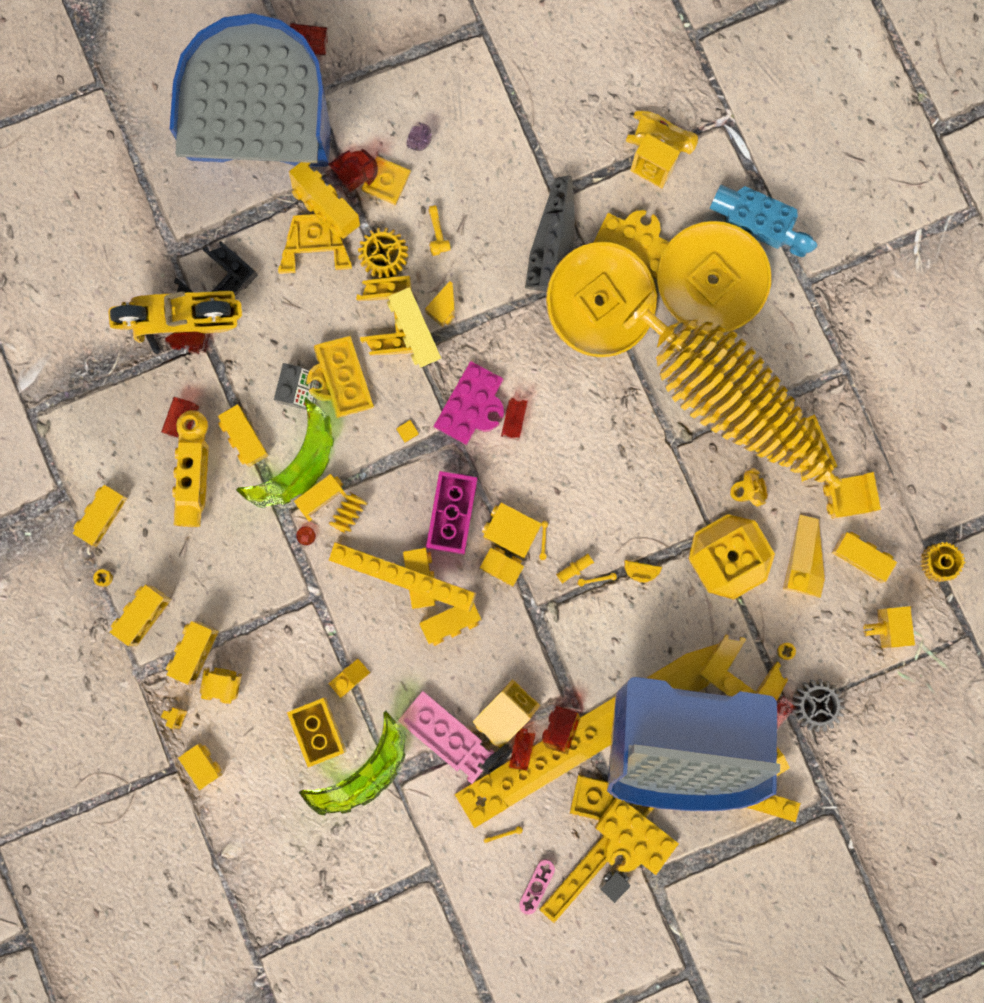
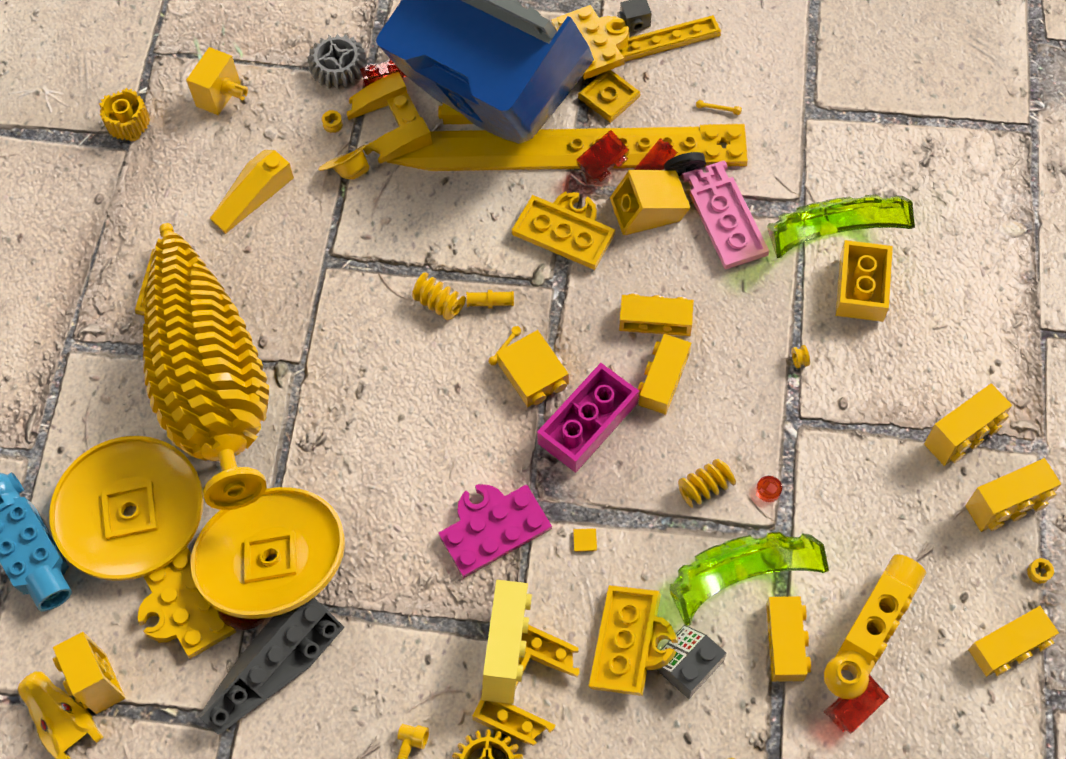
camera: 145 degrees left, 20 degrees down
(174, 717) = (1021, 377): yellow tile -> none
(200, 766) = (1012, 315): yellow brick -> none
(220, 684) = (950, 378): yellow brick -> none
(319, 495) = (729, 520): yellow brick -> none
(333, 647) = (800, 356): none -> yellow bush
(349, 678) = (798, 319): yellow slope -> none
(402, 576) = (684, 379): yellow plate -> none
(442, 306) = (454, 657): yellow slope -> none
(502, 566) = (567, 339): yellow brick -> none
(514, 419) = (454, 481): clear red hinge -> none
(548, 875) = (707, 59): bright pink beam -> none
(555, 656) = (565, 229): none -> yellow plate
(581, 582) = (492, 285): yellow hinge -> none
(611, 546) = (436, 298): none -> yellow piece
(641, 572) = (421, 261): yellow tile -> none
(712, 565) = (324, 245): yellow piece -> none
(750, 618) = (349, 165): none -> yellow piece
(753, 486) = (252, 272): yellow tile -> none
(853, 496) = (149, 213): yellow panel -> none
(864, 556) = (193, 159): yellow brick -> none

